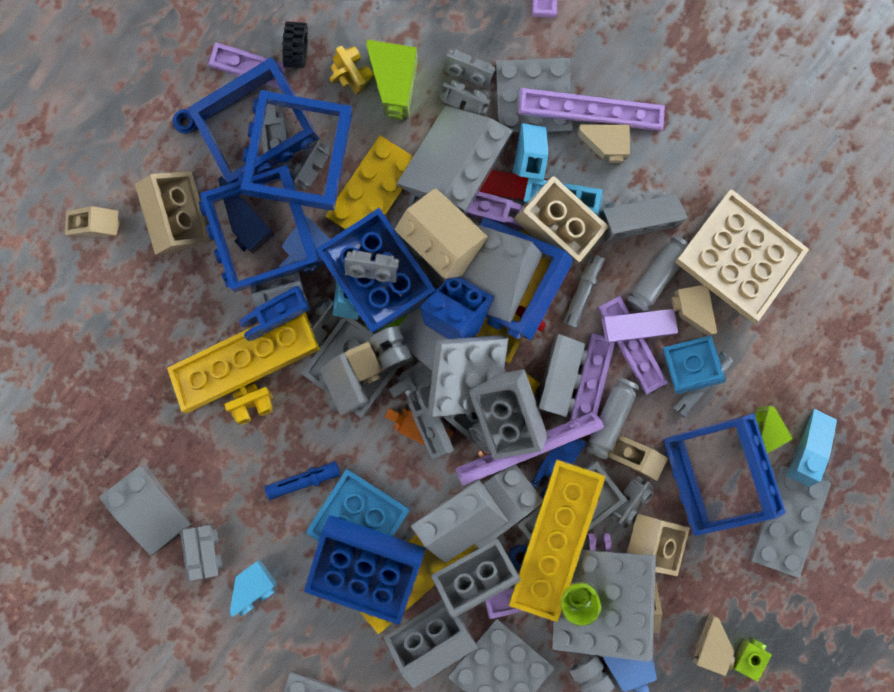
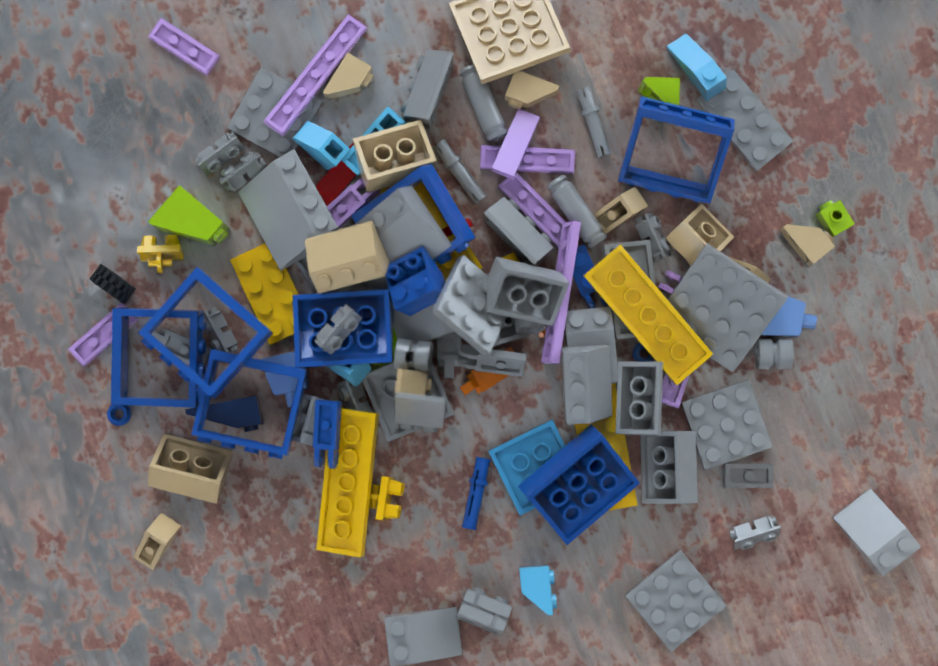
camera: 60 degrees left, 0 degrees up
(580, 604) = (710, 326): lime hair -> none
(693, 364) = (573, 120): dark azure tile -> none

